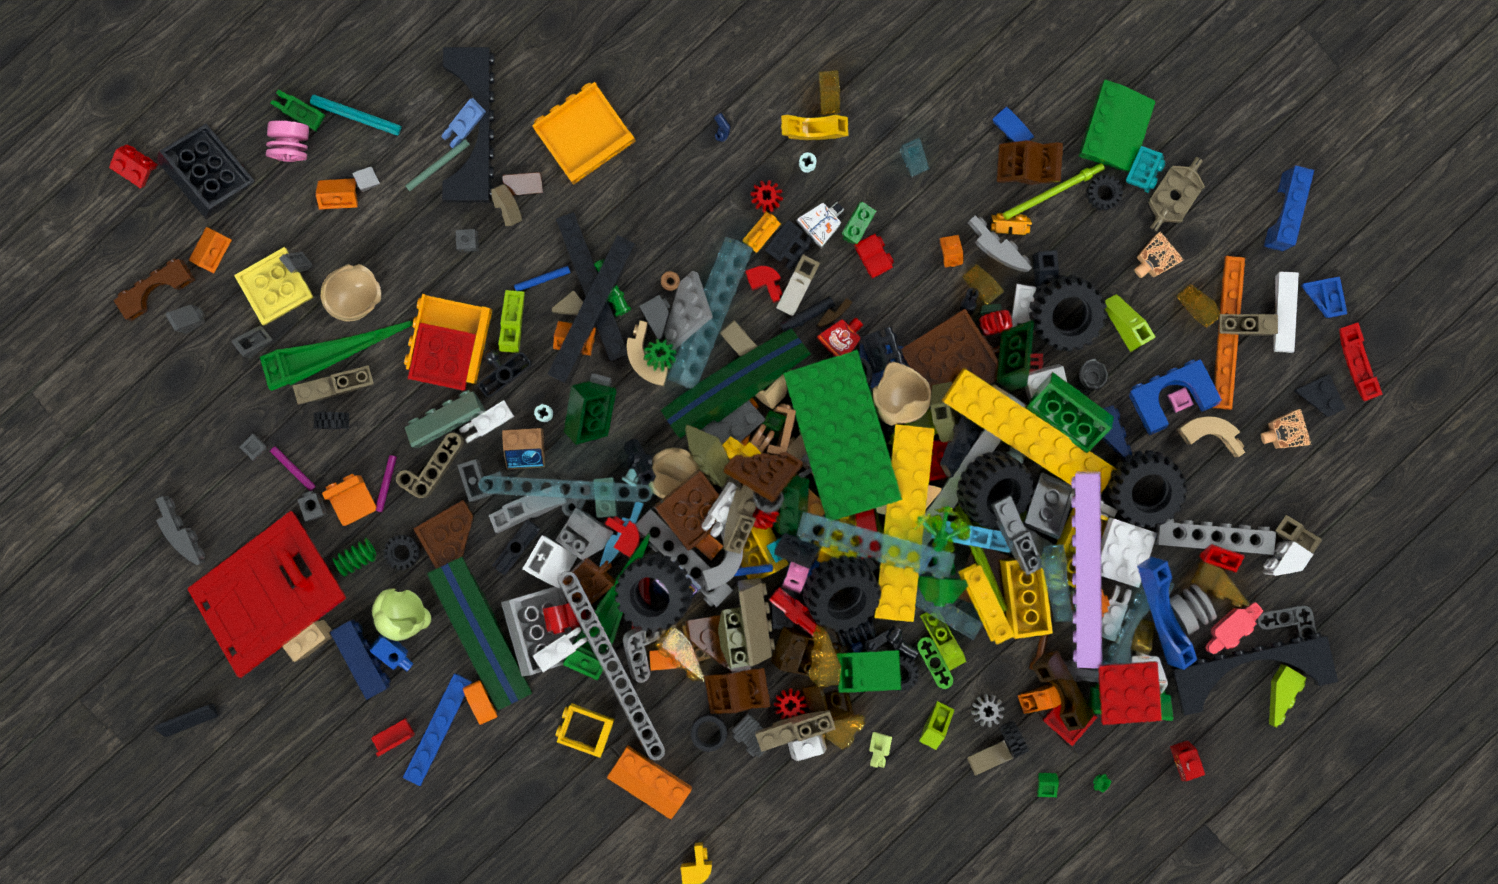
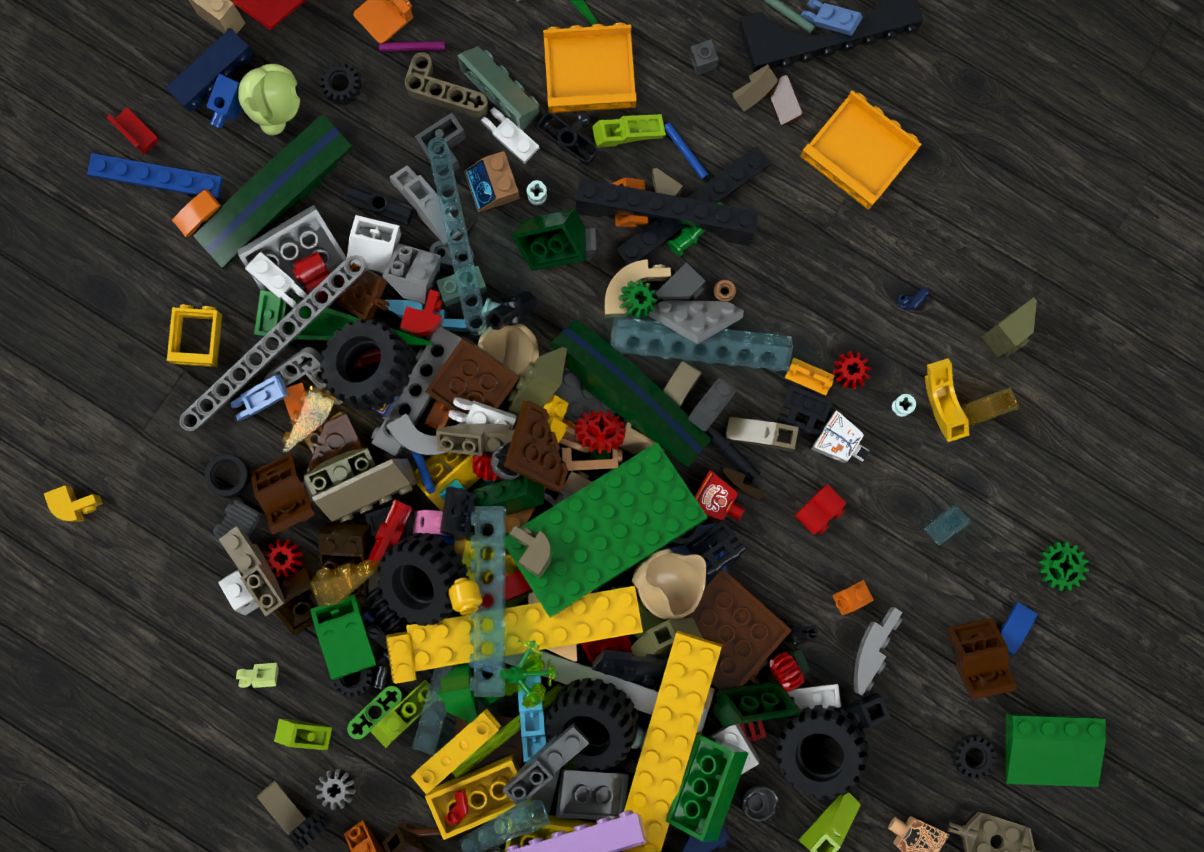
camera: 70 degrees right, 5 degrees down
(355, 558) = (320, 35): green piece -> none
(442, 356) = (567, 64): red plate -> none
(446, 534) = (374, 125): reddish brown plate -> none
(649, 782) = (155, 424): orange slope -> none
(652, 687) = (260, 397): none -> medium blue hinge
(762, 416) = (600, 431): none -> red gear
(763, 319) = (712, 404): none -> dark grey brick
(765, 276) = (760, 393): red brick -> none
(772, 55) = (1013, 330): none -> olive slope
(845, 729) = (269, 629): clear yellow slope -> none
(846, 493) = (539, 552): none -> dark tan brick
(858, 223) = (852, 480): bracket -> none
(868, 562) = (465, 596): none -> yellow head
(898, 629) = (401, 657): none -> yellow brick
(968, 70) = (1061, 576): none -> green gear
(983, 283) = (826, 645): clear yellow slope -> none
(1018, 224) = (906, 666): light orange hinge -> none
(1033, 613) = (460, 810): none -> red arm
(1084, 175) = (986, 727): lime bar -> none
(1146, 168) = (1016, 797): teal bracket -> none

